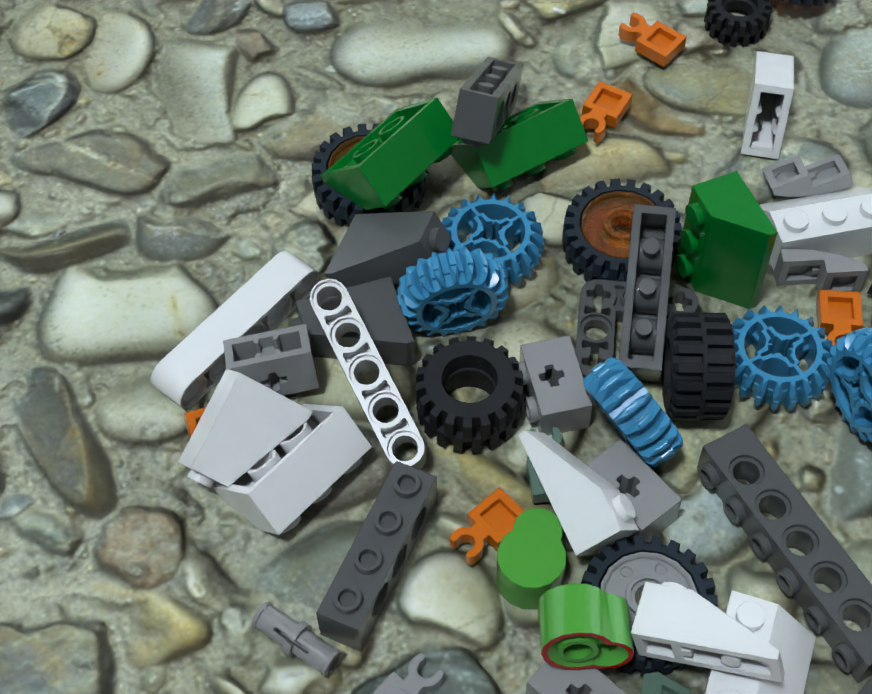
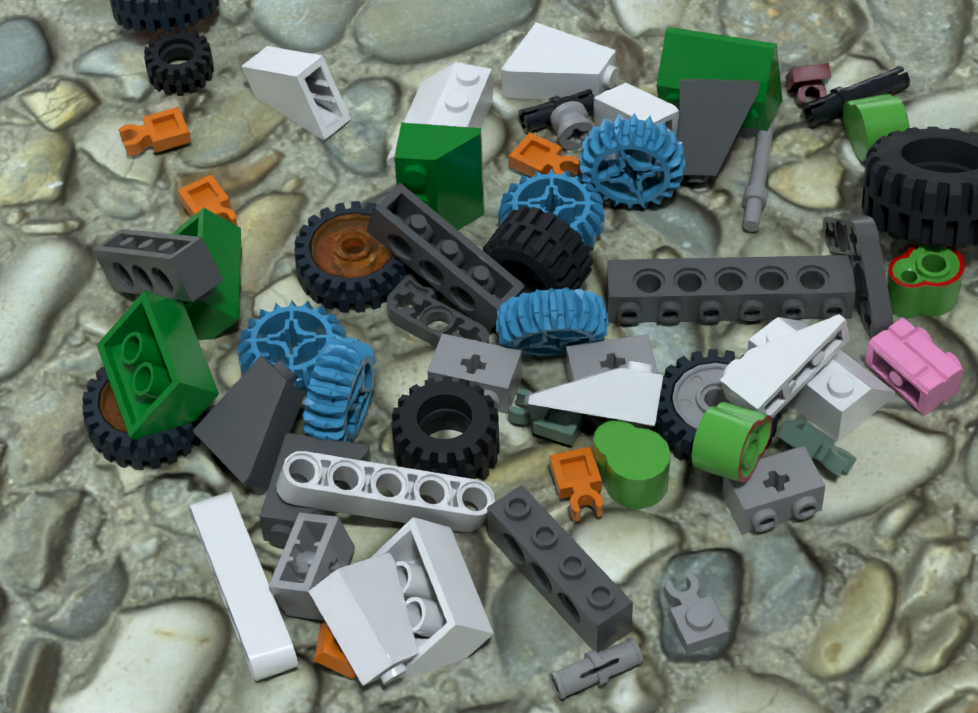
camera: 60 degrees left, 5 degrees down
(794, 179) = (392, 106): light grey slope -> none
(821, 268) = (500, 138): light grey slope -> none

